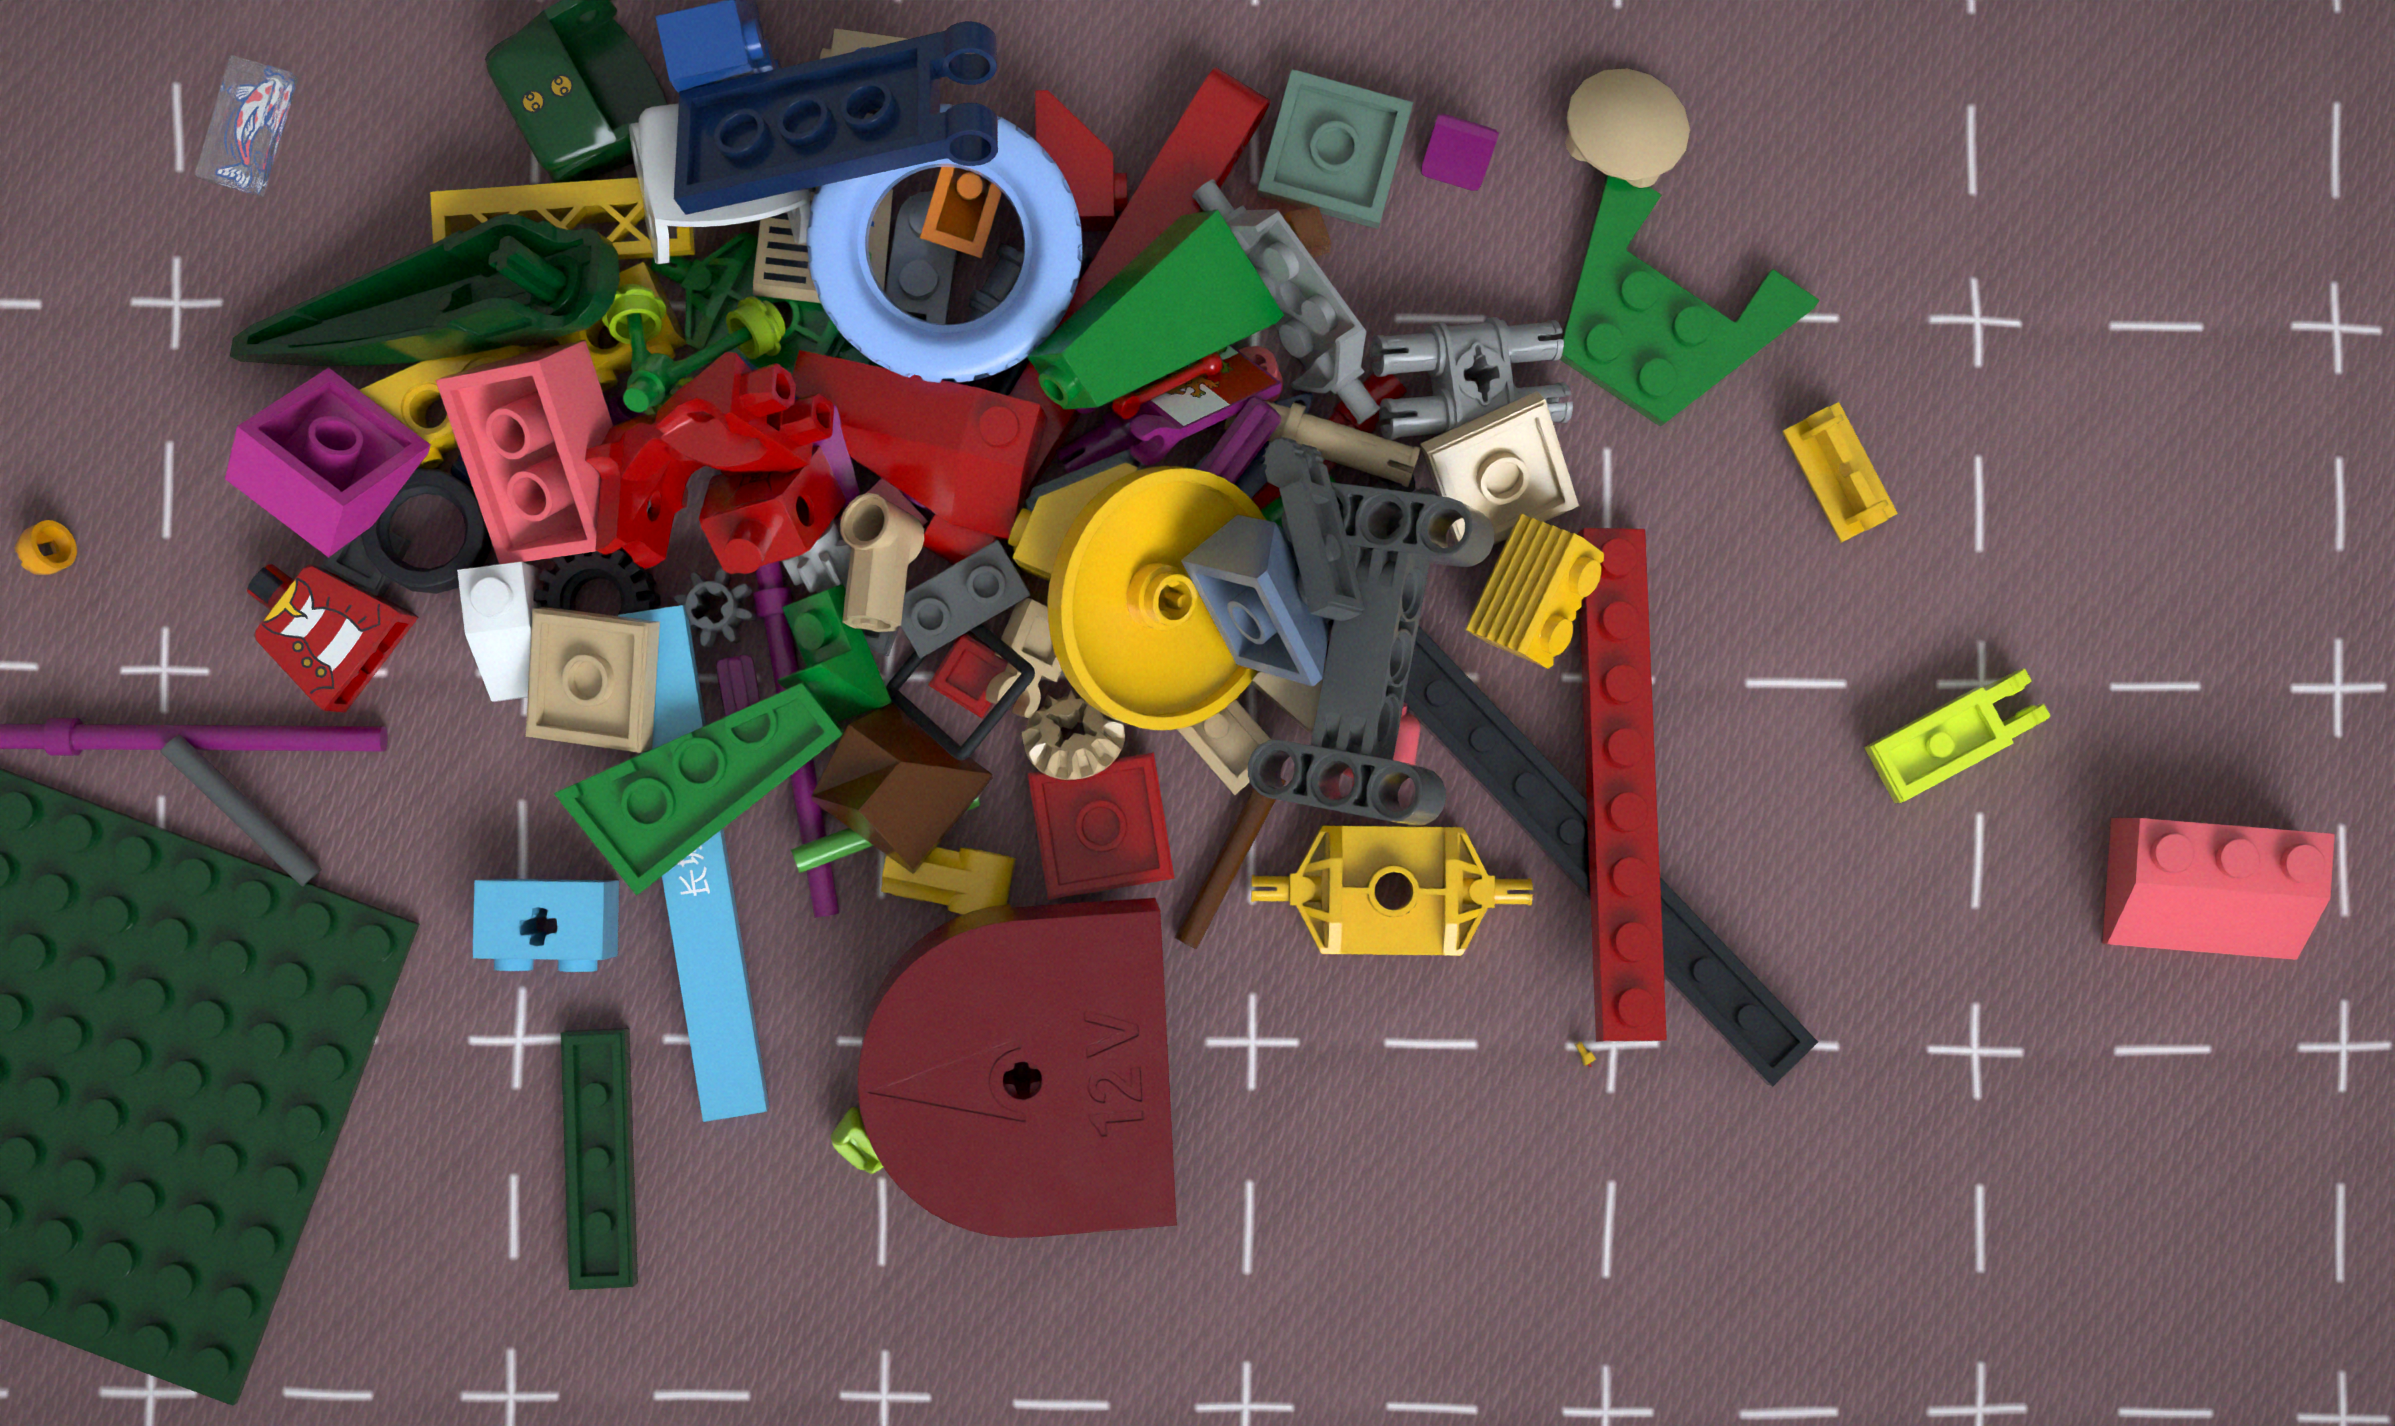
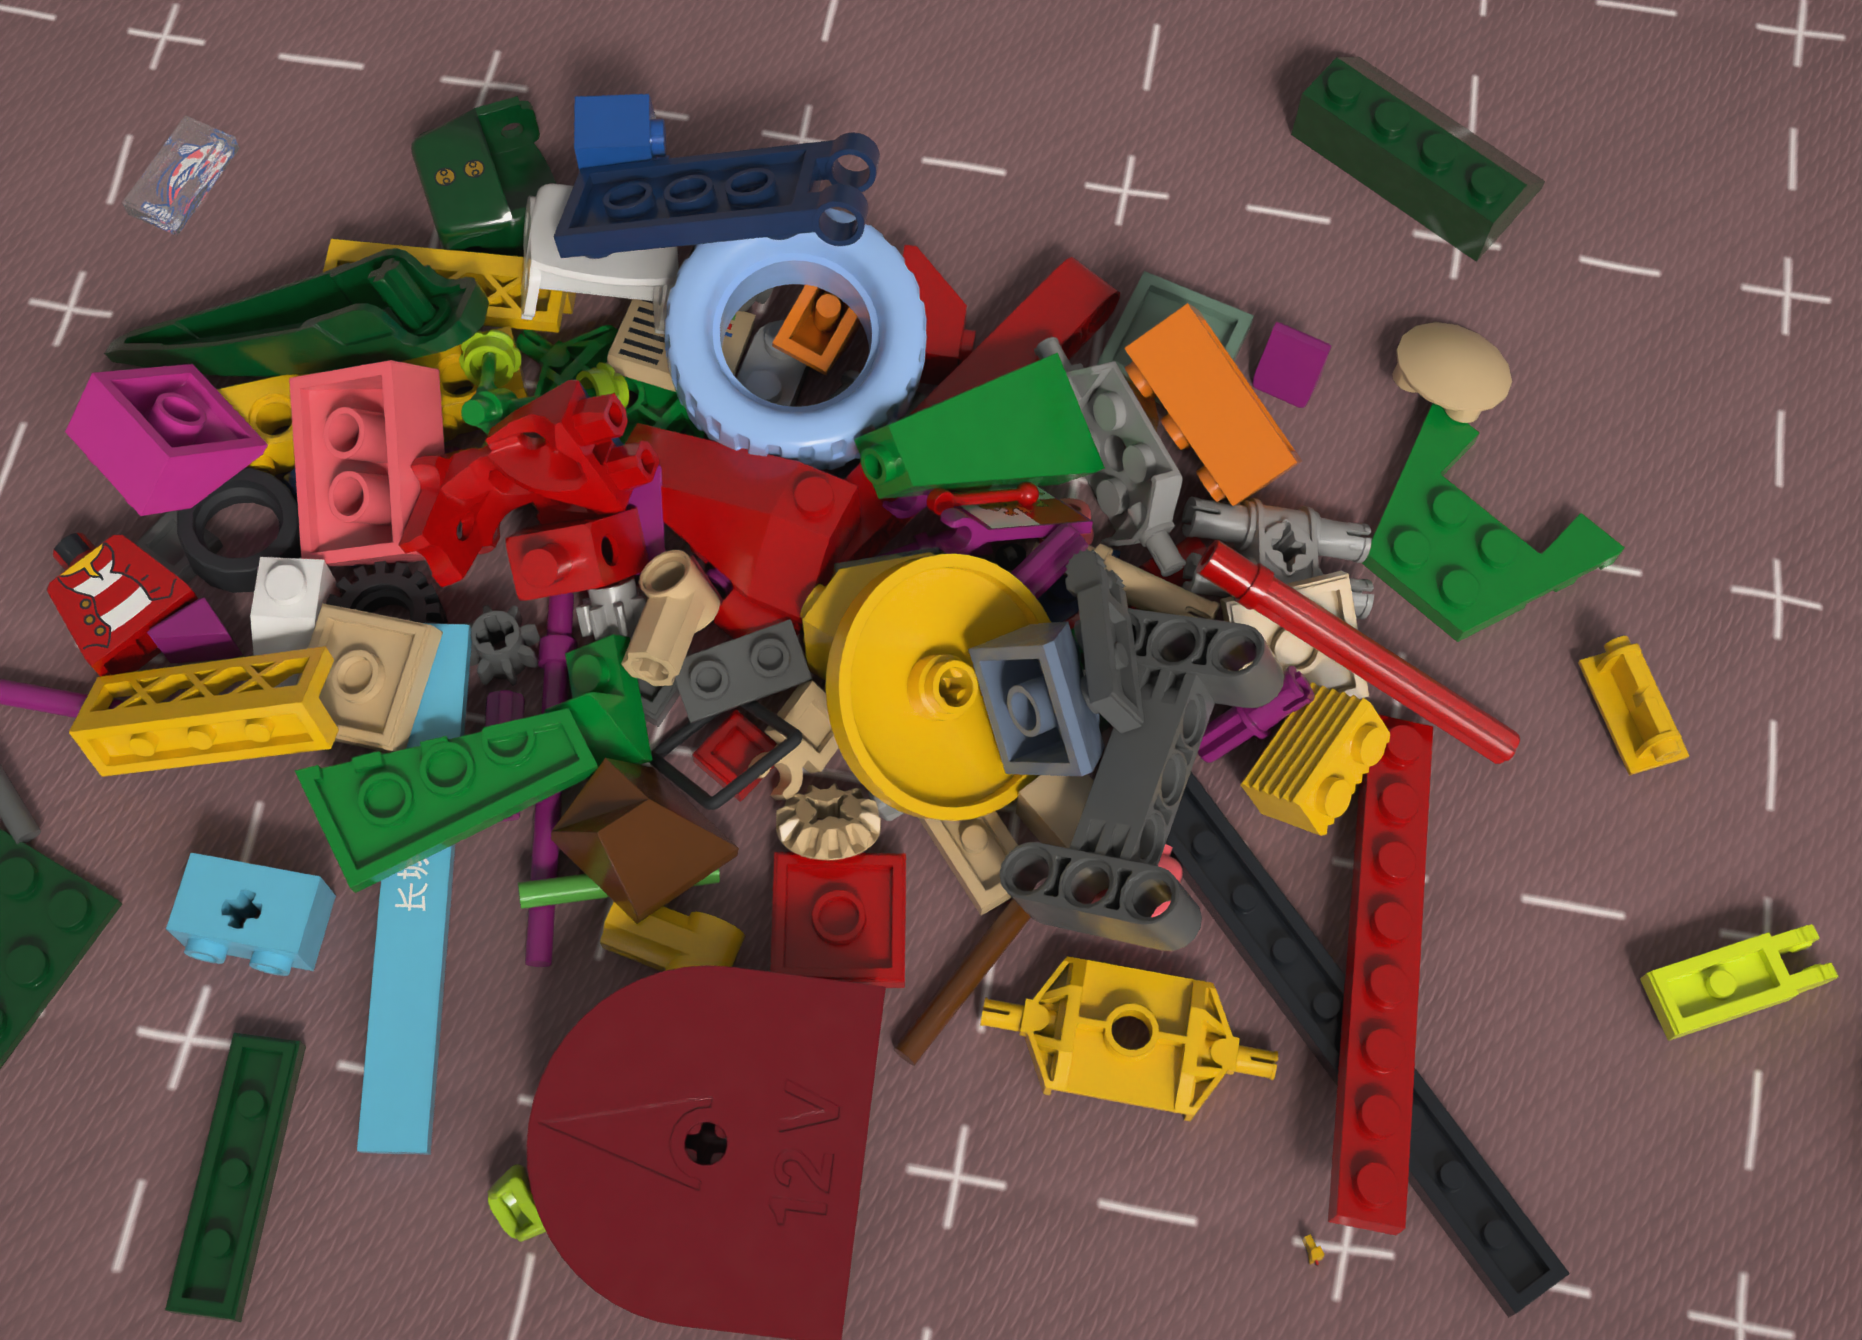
camera: 10 degrees right, 20 degrees down
(412, 648) = (194, 635): none -> magenta slope
(456, 757) = (200, 723): none -> yellow fence
(1386, 239) = (1210, 406): none -> orange piece
(1444, 578) = (1243, 723): none -> magenta axle
(1457, 439) = (1260, 590): none -> red axle

